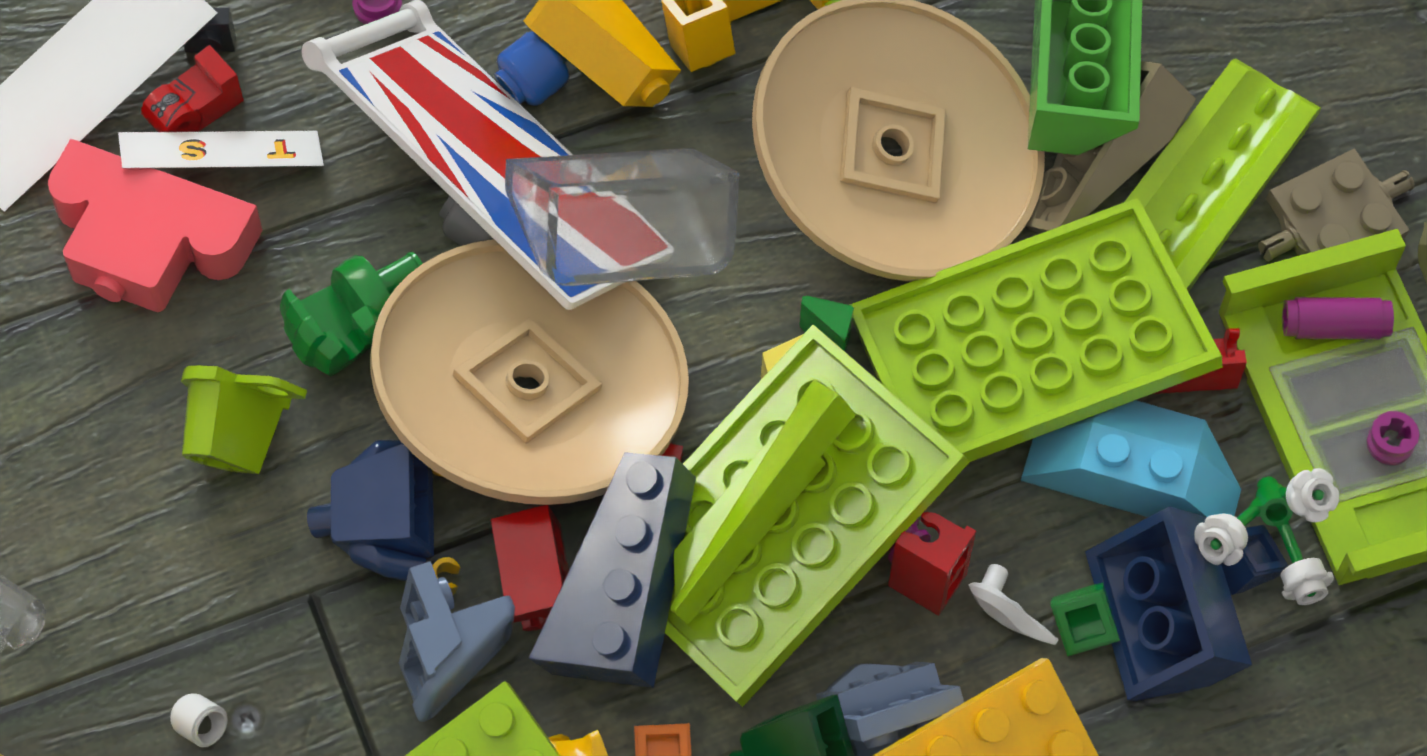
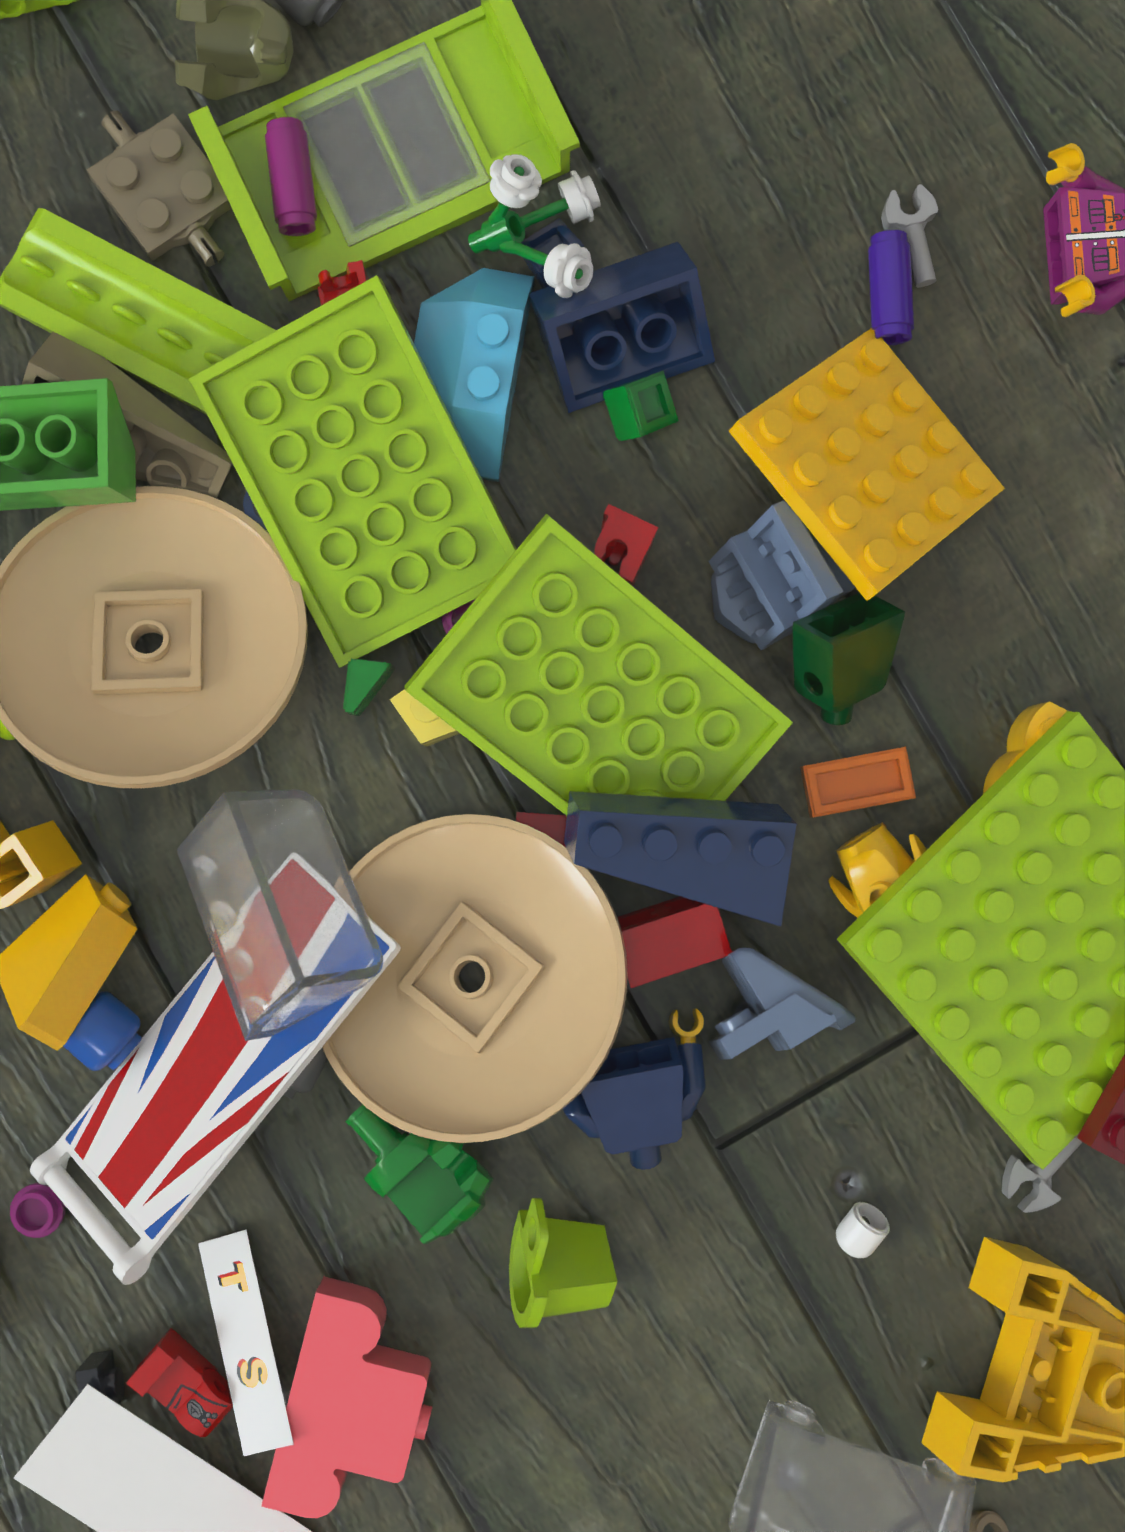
camera: 100 degrees left, 25 degrees up
(756, 499) = (597, 724): lime wedge -> none
(1005, 610) = (643, 480): white bar -> none
(1397, 422) = (413, 101): magenta bush -> none

